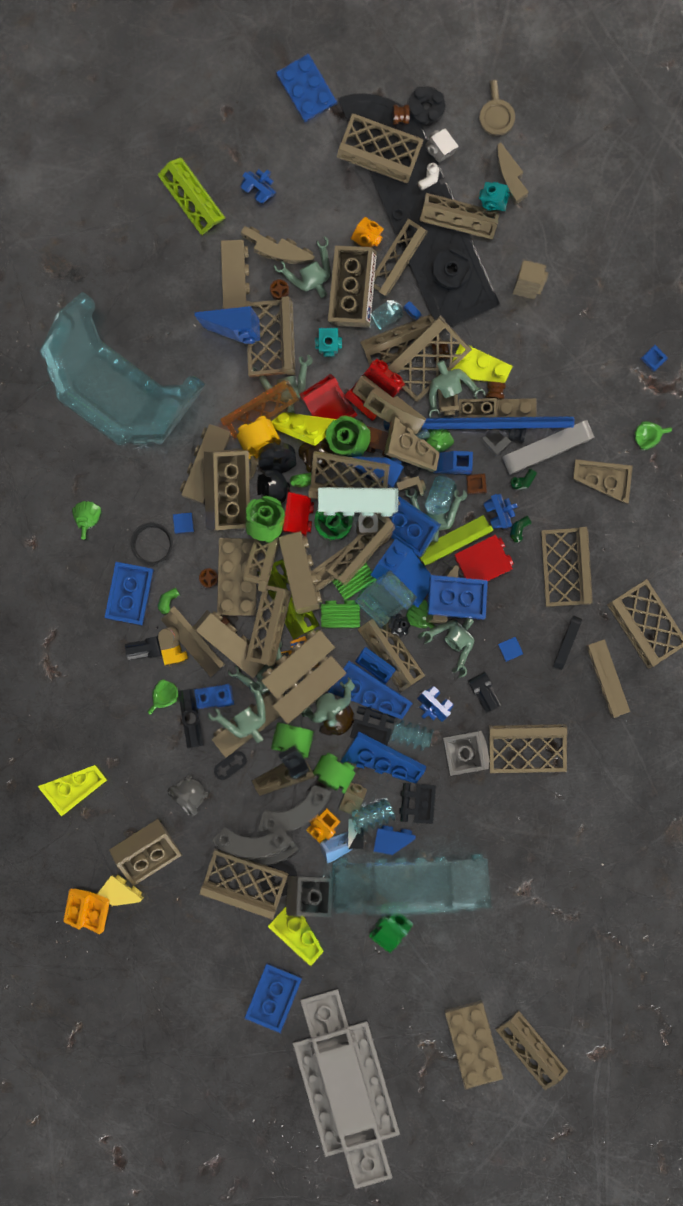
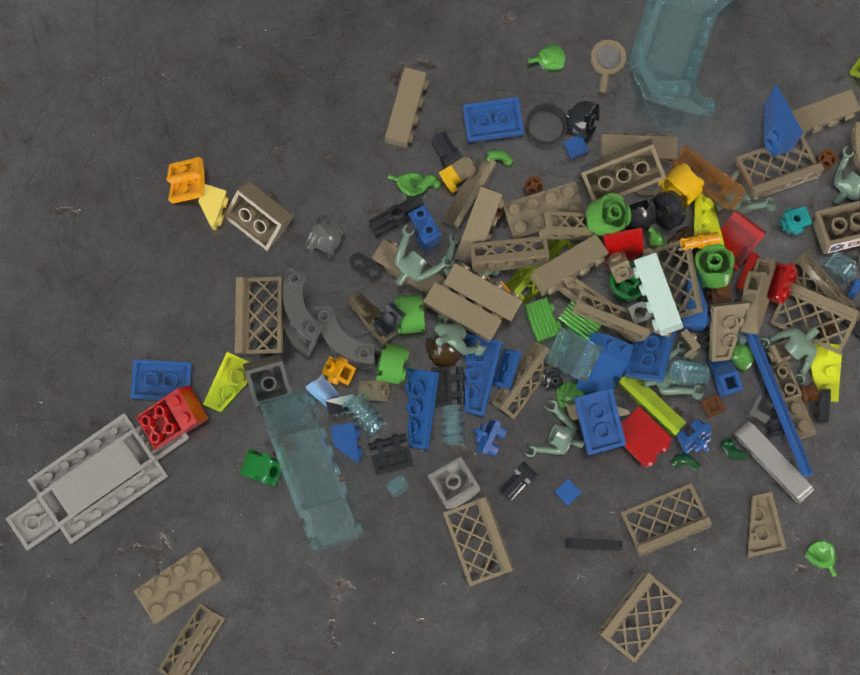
camera: 70 degrees right, 5 degrees down
(73, 788) = (294, 130): neon yellow wing -> none
(87, 673) = (405, 107): none -> dark tan brick
(107, 461) = (607, 59): none -> piece
(159, 507) = (582, 118): none -> black cylinder
(168, 675) = (429, 180): none -> bright green arm
(313, 999) = (172, 417): none -> red slope
(317, 525) = (620, 266): none -> dark tan bracket
(321, 442) = (700, 240): none -> light orange pin
(450, 807) = (397, 486): none -> clear light blue slope
(512, 381) = (824, 405): none -> black beam
(608, 678) = (573, 595): dark tan fence -> none

